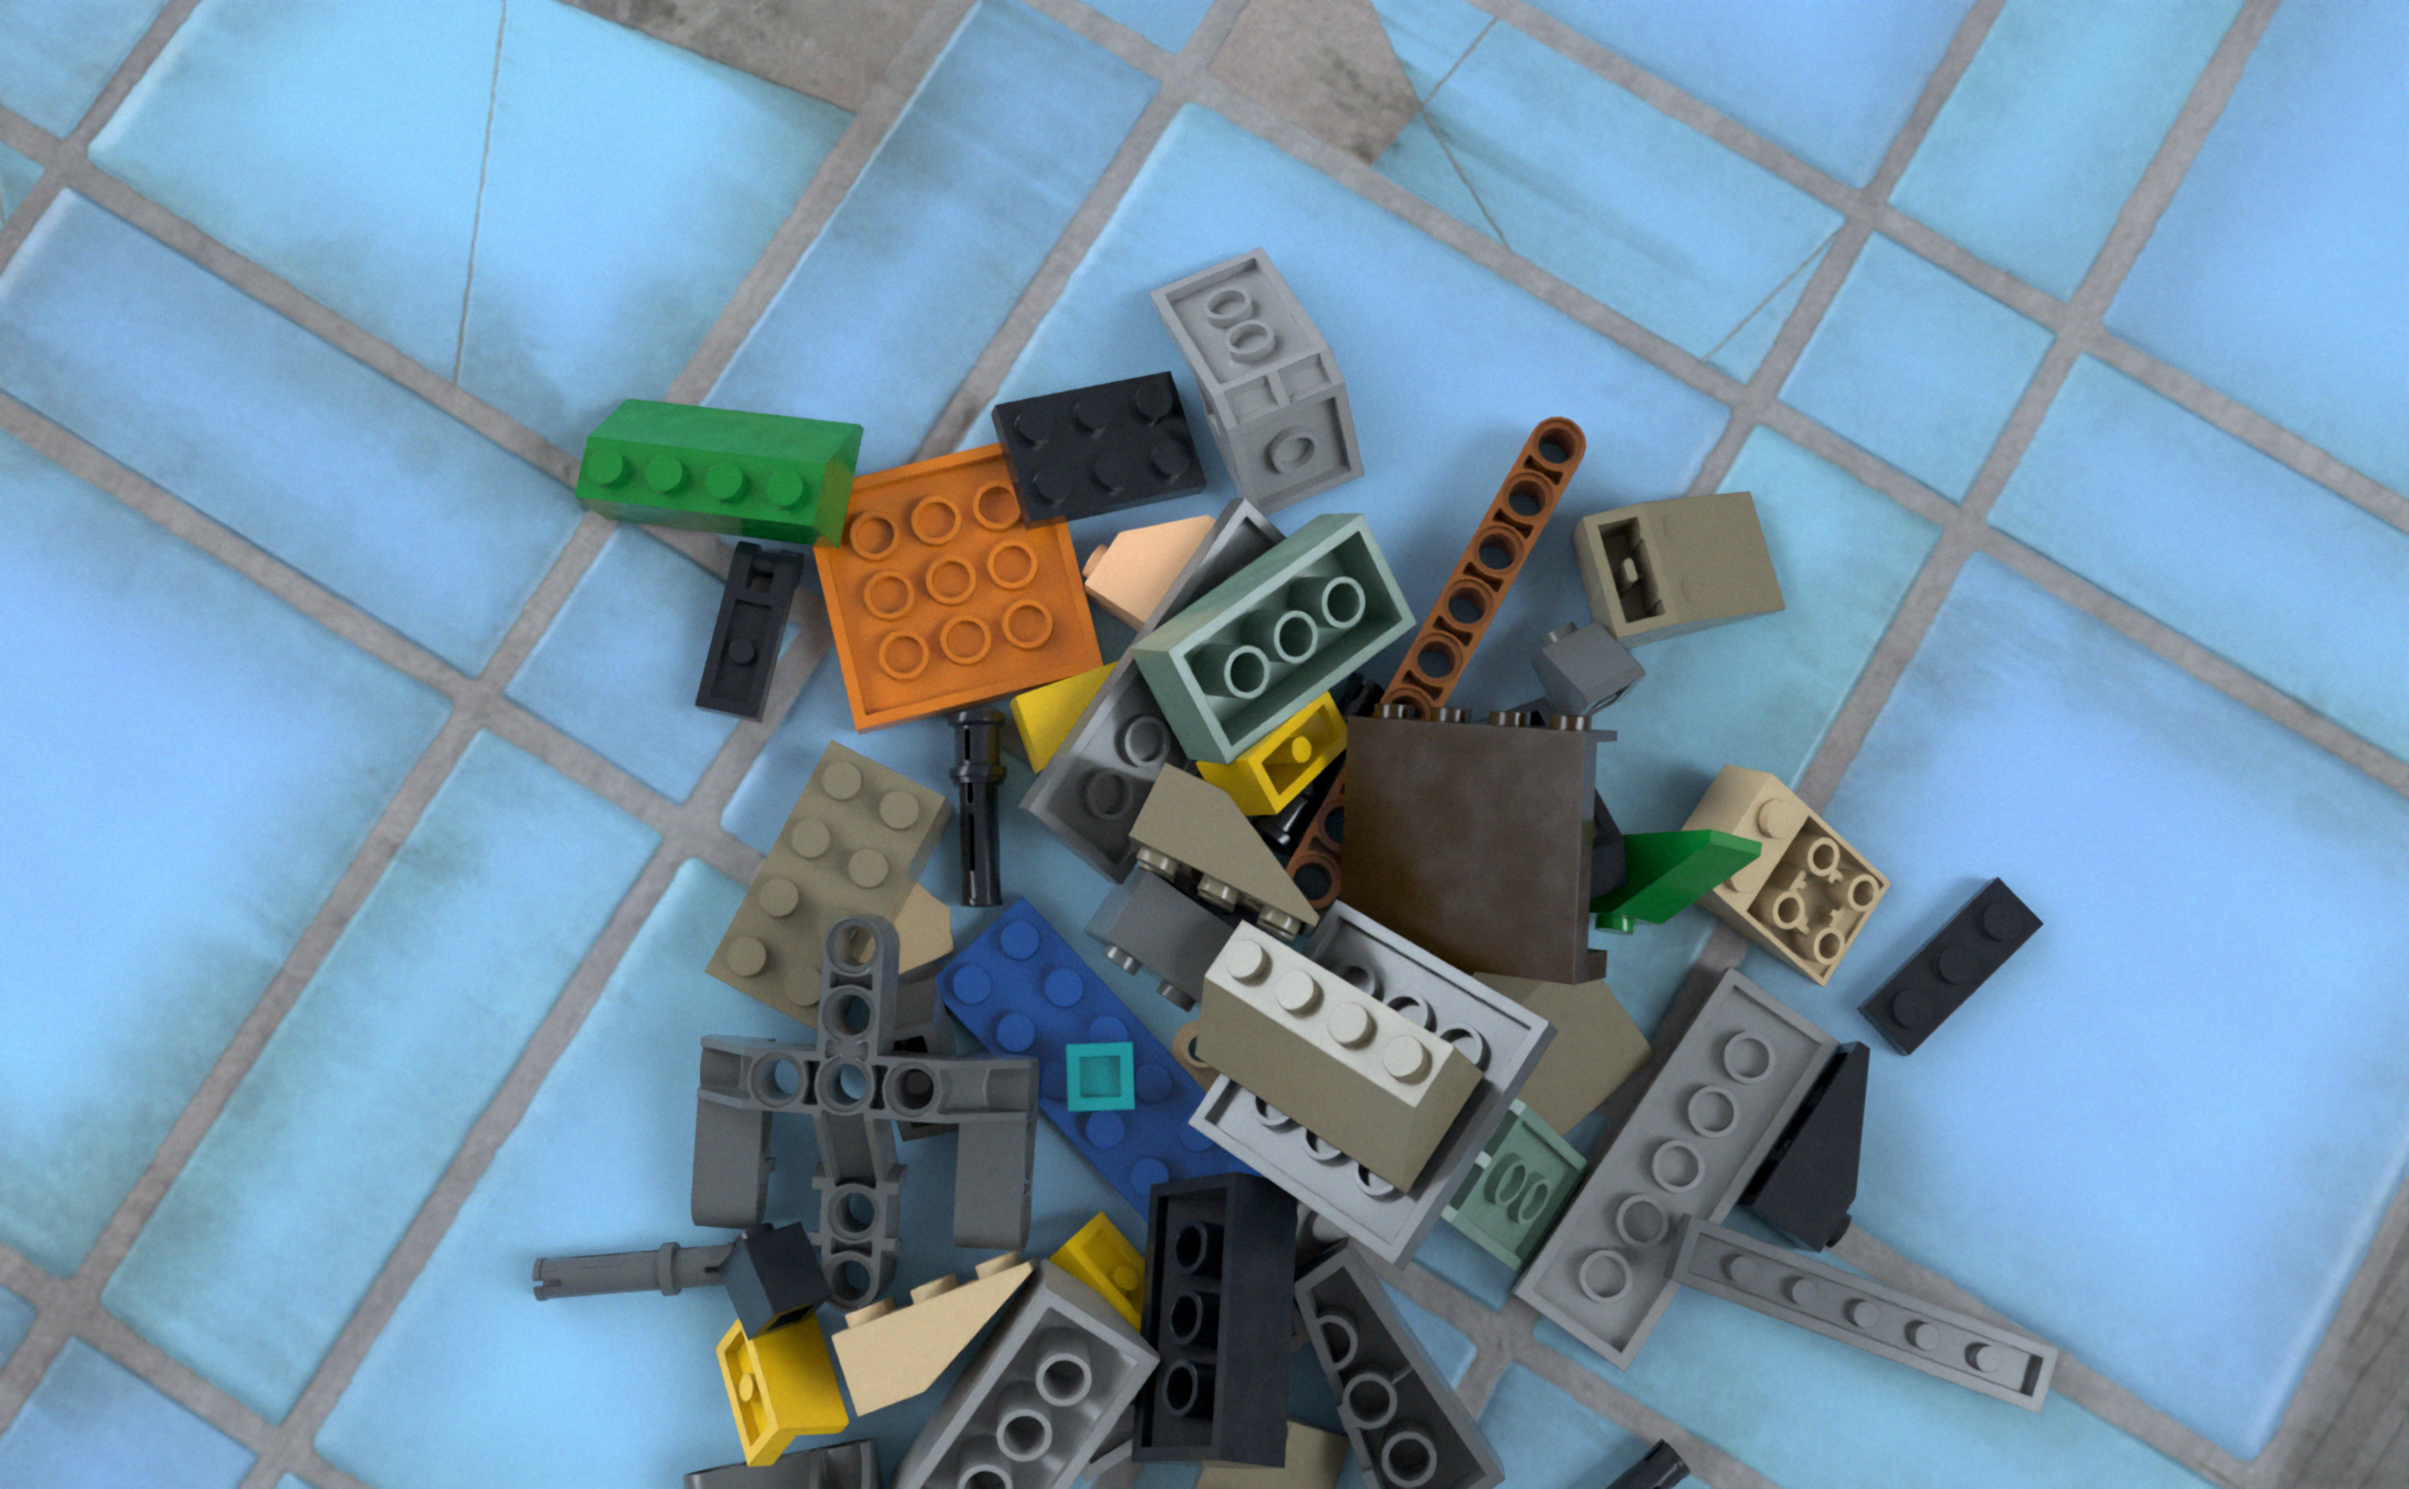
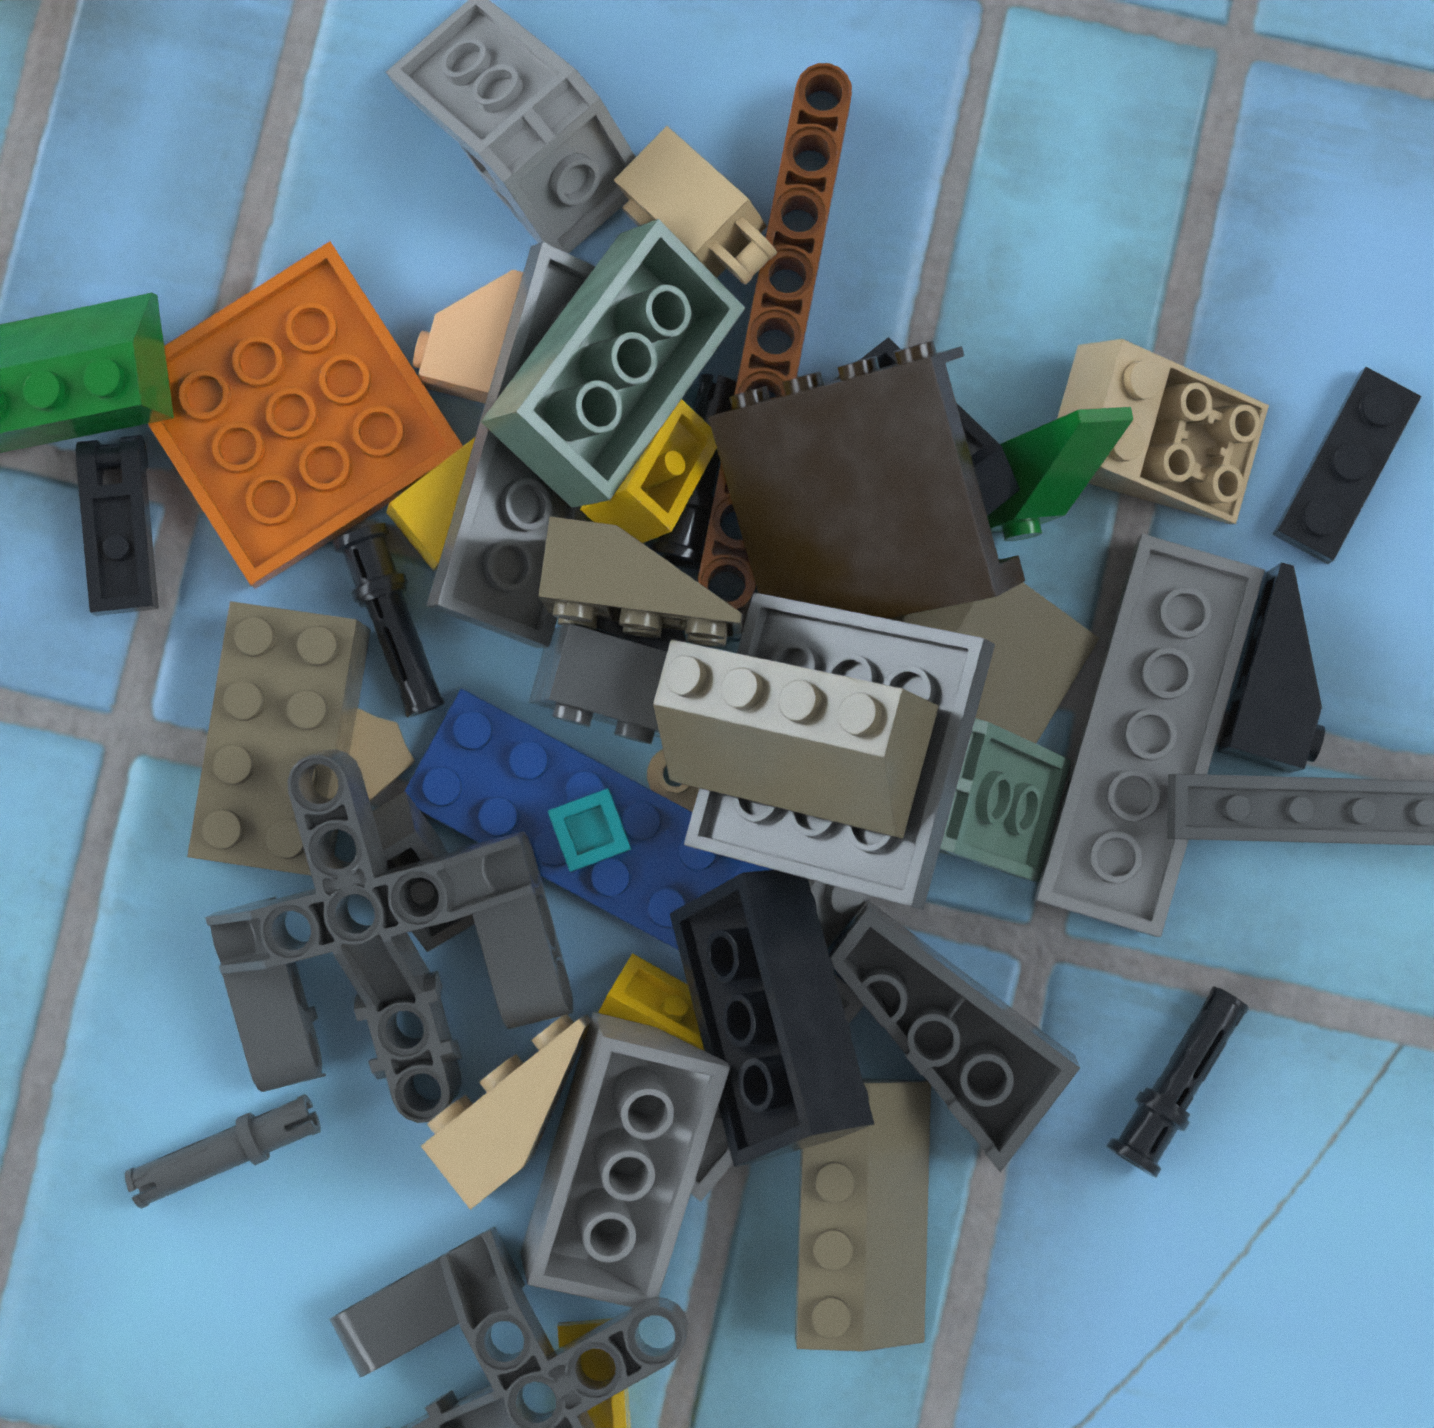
camera: 10 degrees left, 5 degrees up
(773, 1278) = (350, 1114): black brick -> none
(780, 1388) = (387, 1205): yellow panel -> none
(1098, 449) = (388, 241): black plate -> none
(1402, 513) = (696, 205): none -> tan brick
(1585, 669) = (918, 298): dark grey slope -> none
(1675, 567) = (972, 173): dark tan slope -> none

